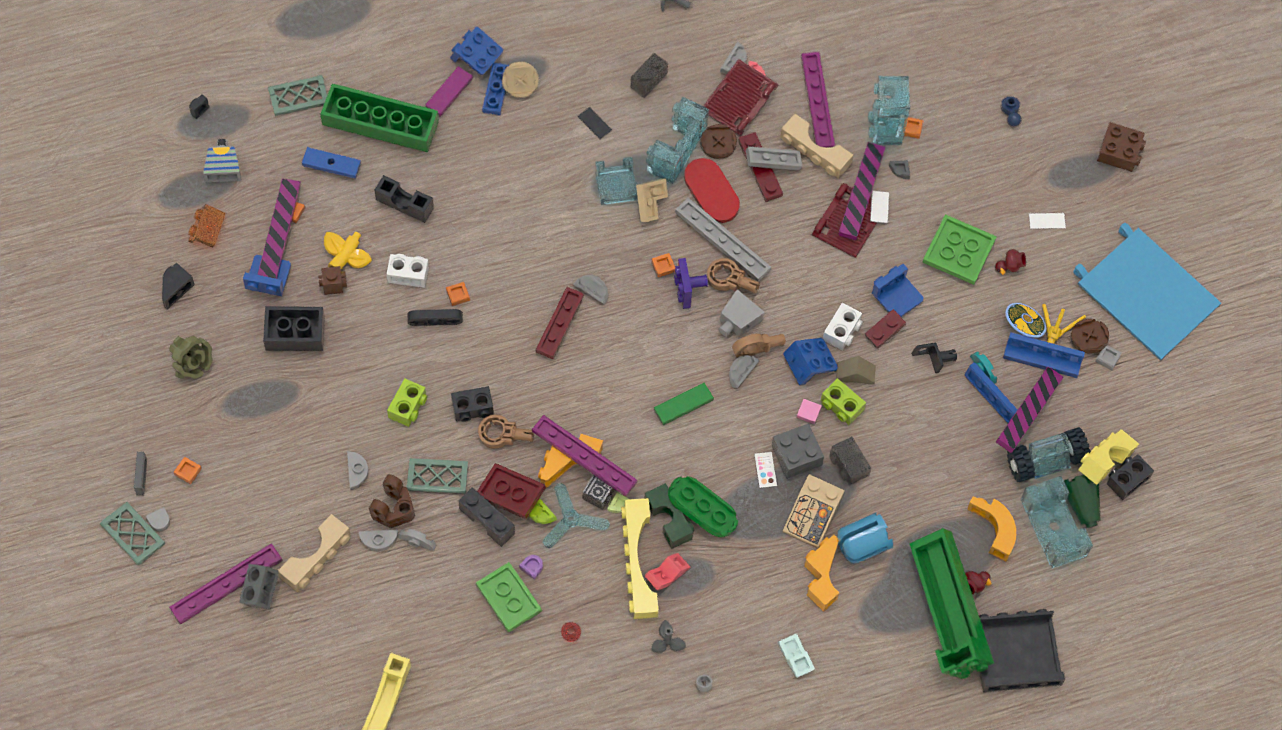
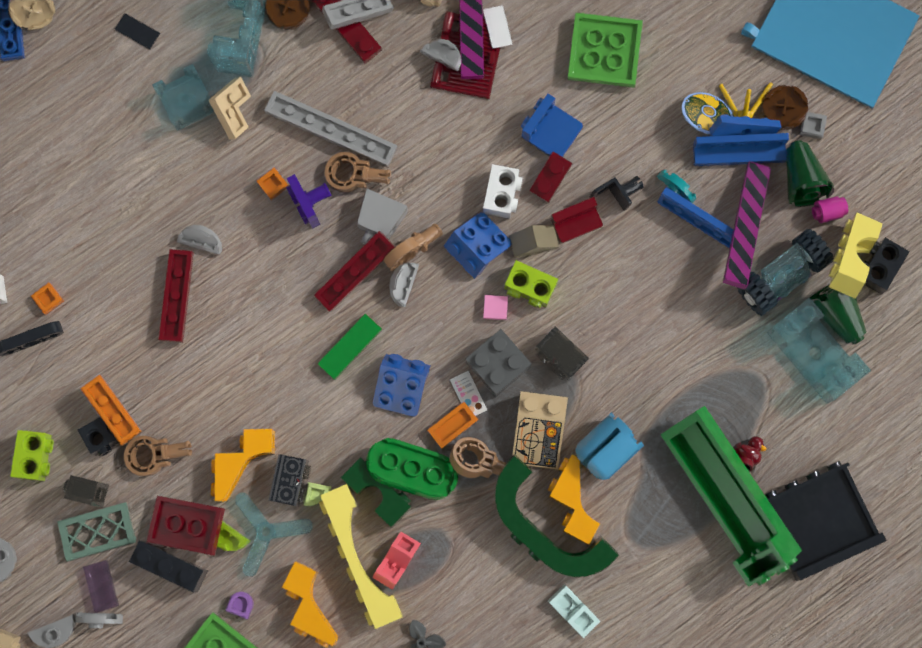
camera: 10 degrees left, 15 degrees up
(380, 511) = (65, 600): reddish brown piece -> none
(427, 516) = (101, 586): none -> clear purple tile
(442, 439) = (85, 491): none -> clear smoke brick
(482, 386) = (111, 410): none -> orange tile
(583, 589) = (308, 616): none -> light orange arch
(584, 455) = (256, 456): magenta tile -> none
(706, 347) = (354, 271): none -> dark red plate
(711, 189) = (298, 70): red tile -> none
(714, 443) = (400, 384): none -> blue bracket
(746, 487) = (453, 425): none -> orange tile
(763, 522) = (487, 459): none -> medium nougat pin
(785, 596) = (541, 548): none -> dark green arch
(830, 210) = (444, 53): none -> light grey plate
(895, 366) = (576, 220): none -> dark red panel
(1002, 522) = (762, 377): light orange arch -> none
(1013, 263) = (671, 43): dark red animal -> none
(1045, 333) = (730, 125): none -> blue tile
(1089, 391) = (805, 176): none -> dark green cone
(1101, 422) = (830, 209): none -> dark pink brick

